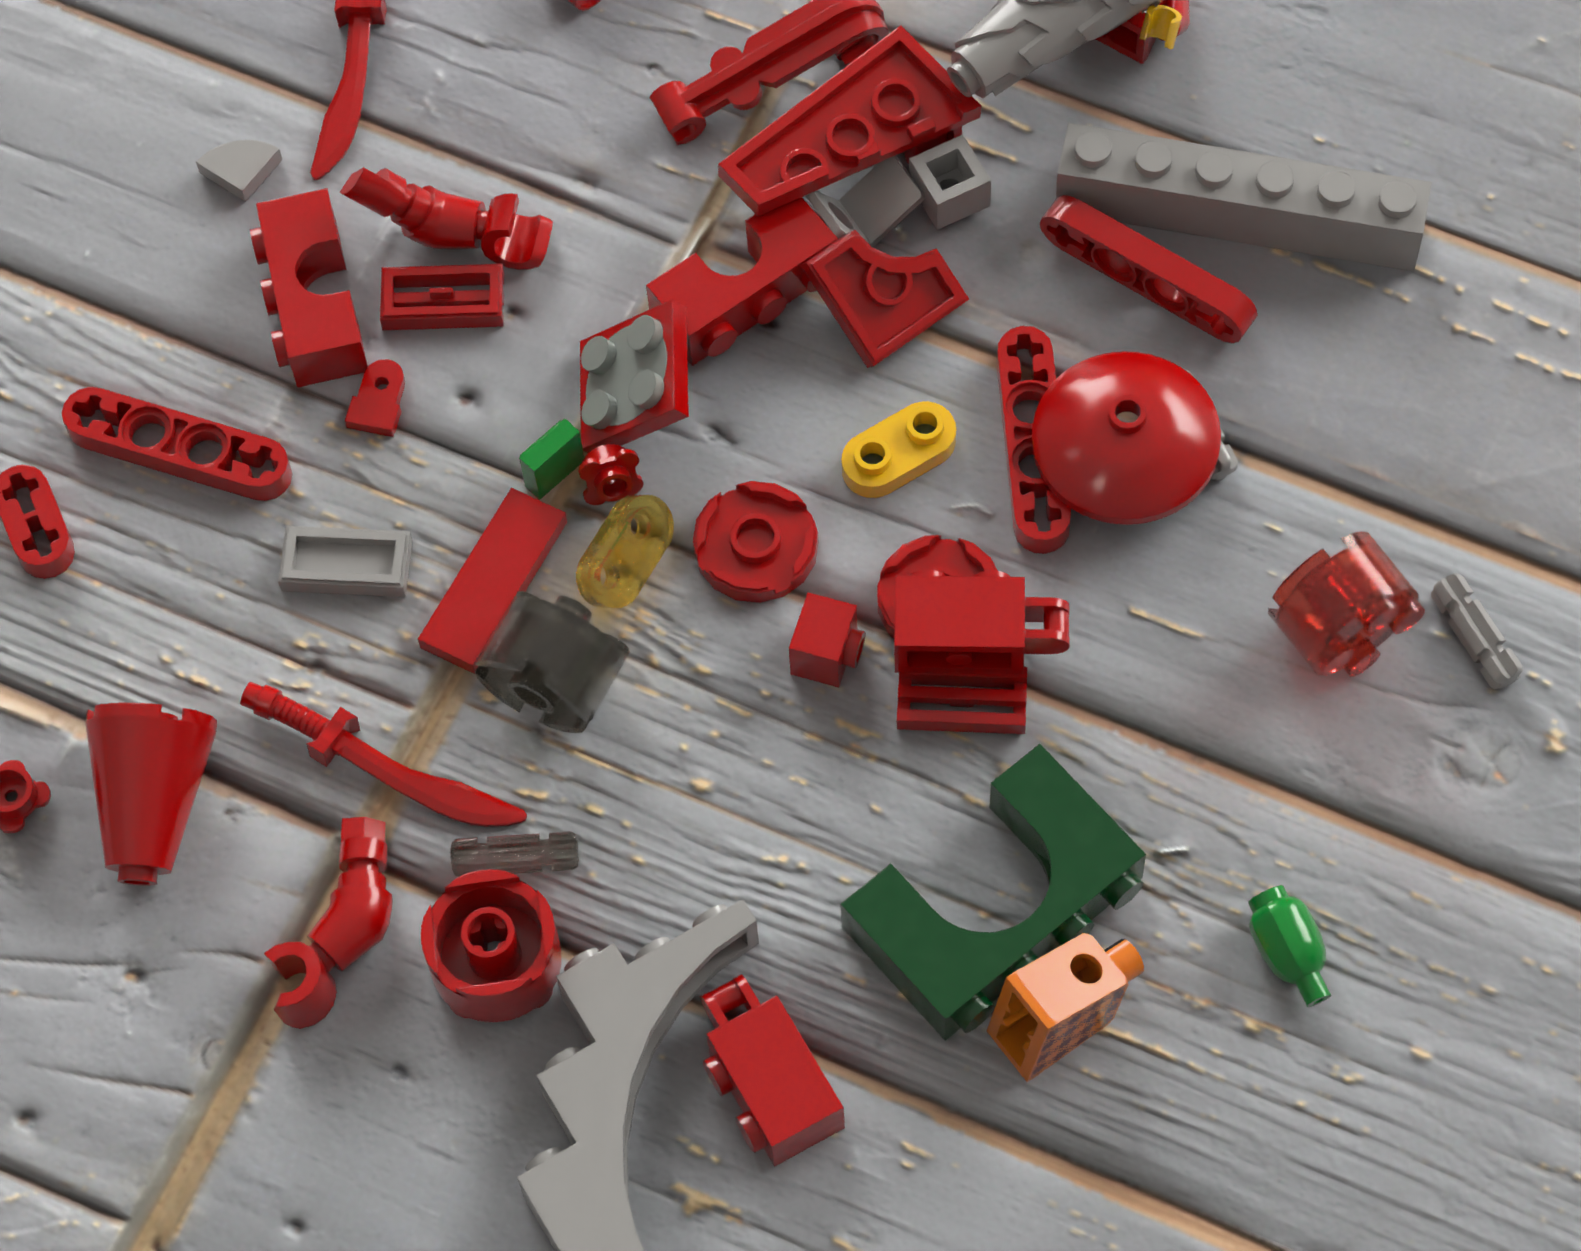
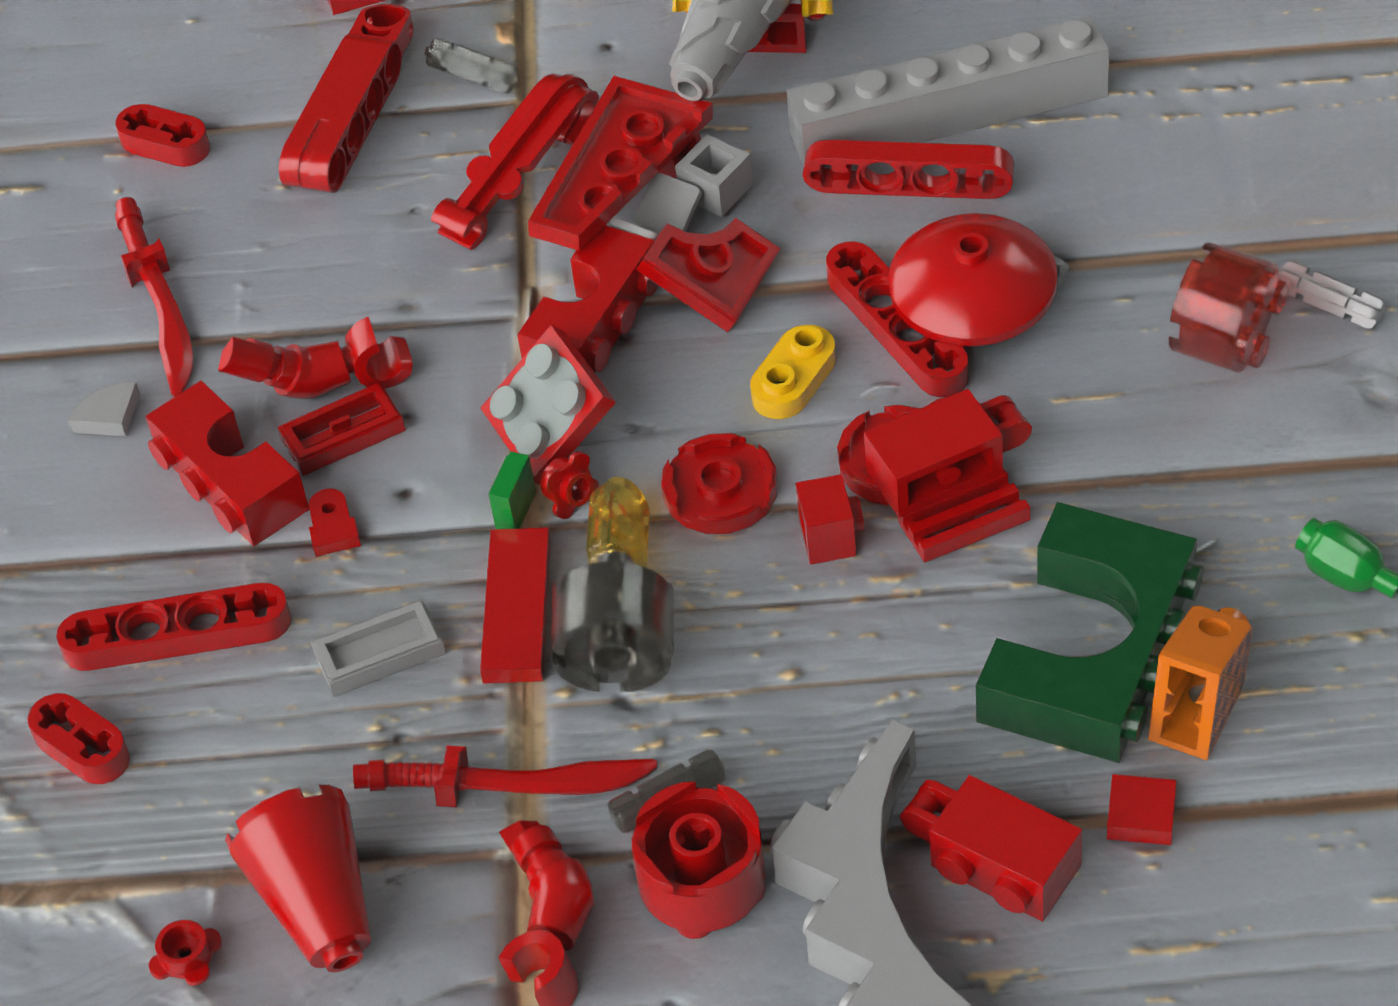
camera: 25 degrees left, 15 degrees down
(929, 1103) = (1141, 809): none -> red tile

